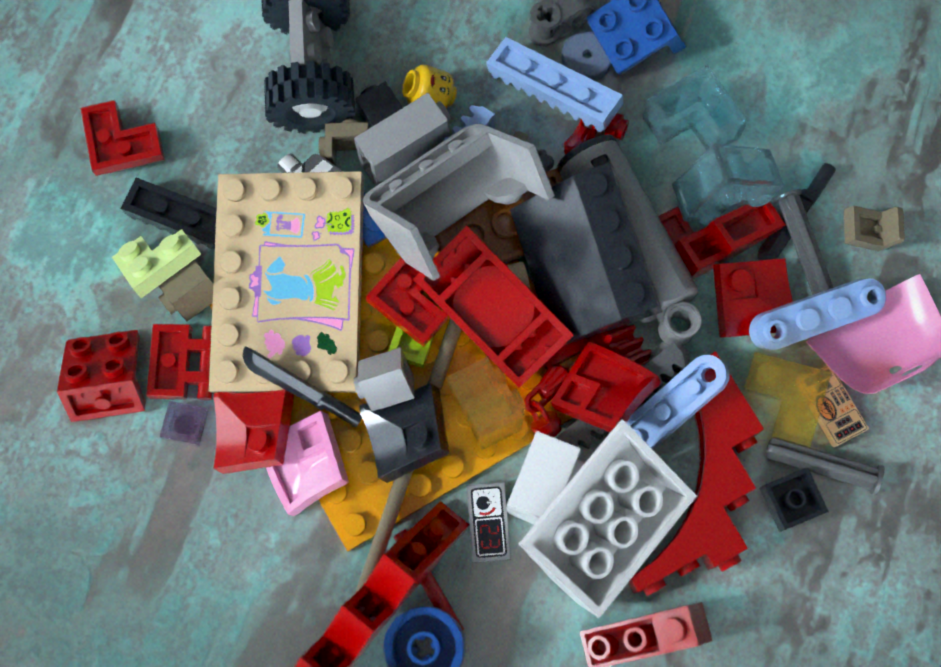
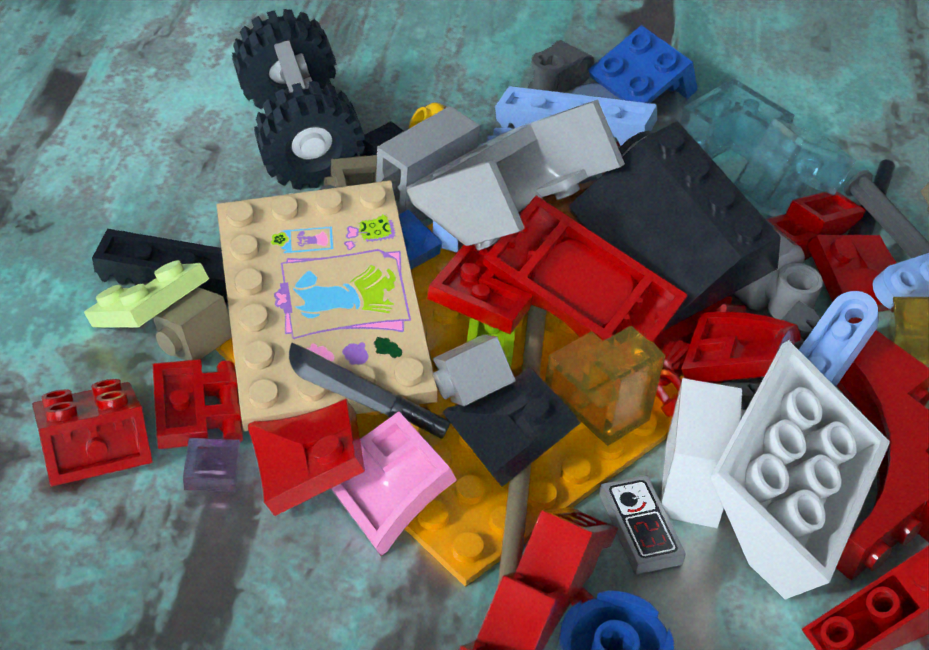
camera: 20 degrees left, 30 degrees down
(114, 148) = (71, 213): red plate -> none

